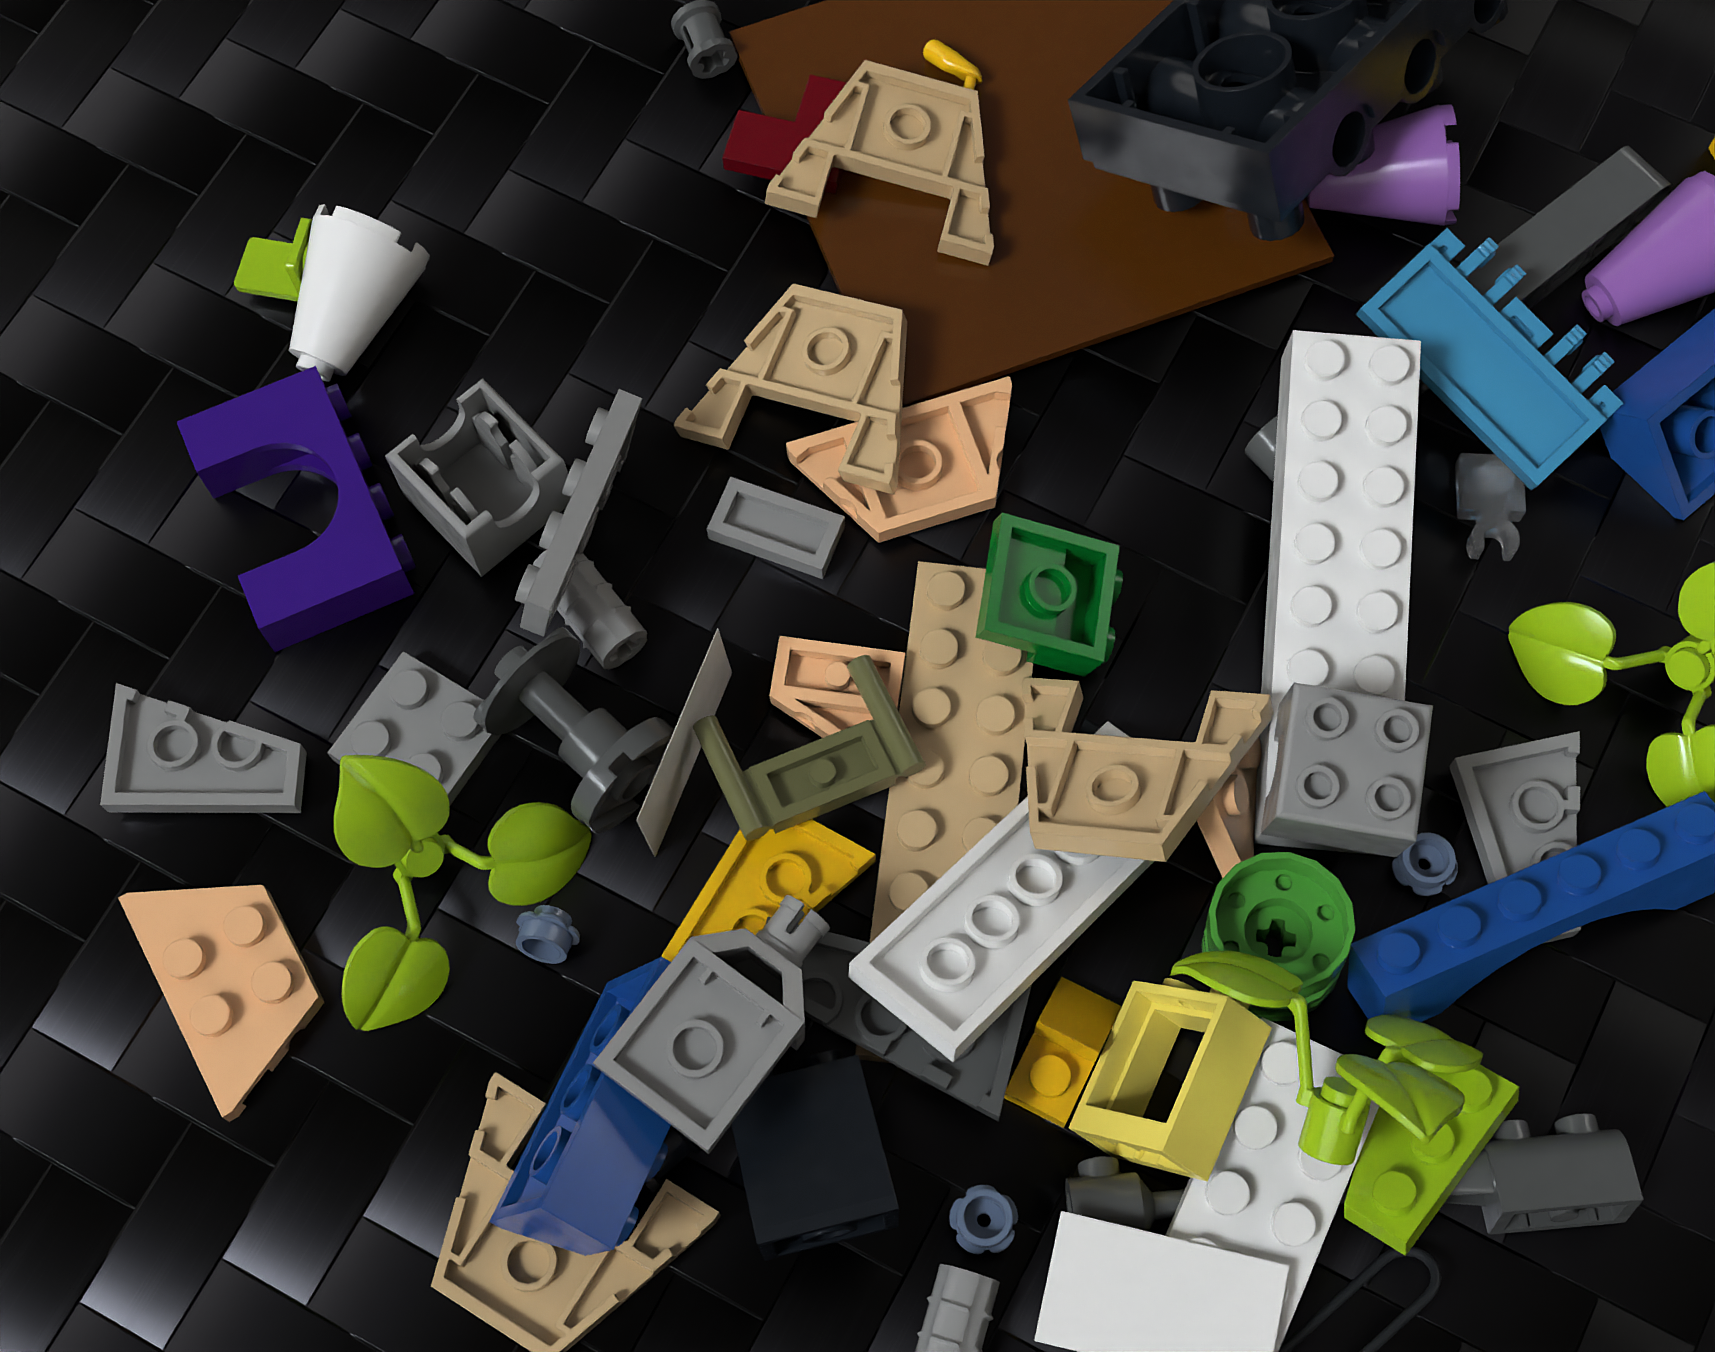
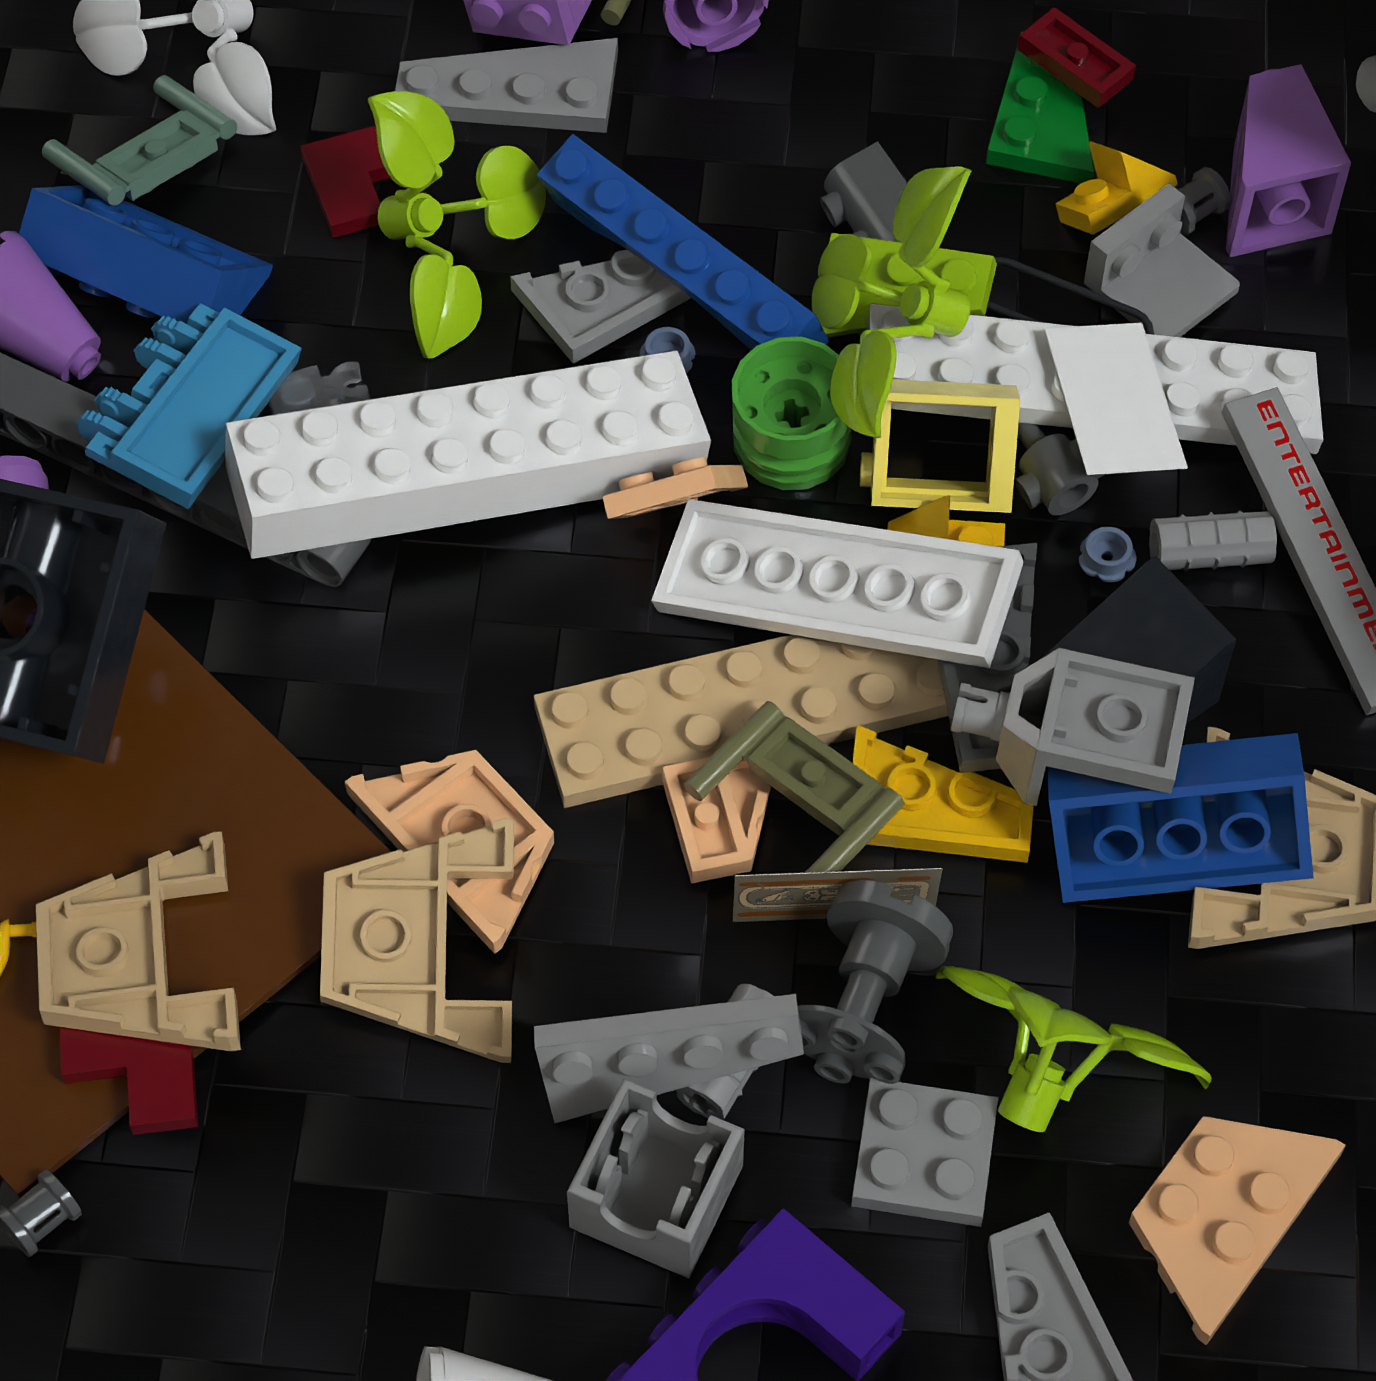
camera: 115 degrees left, 10 degrees down
(546, 934) = (1051, 956): sand blue plate -> none
(776, 527) = (576, 933): light grey tile -> none
(1050, 594) = (561, 664): green plate -> none
(1127, 791) = (734, 537): tan wing -> none
(1348, 770) = (656, 360): light grey piece -> none

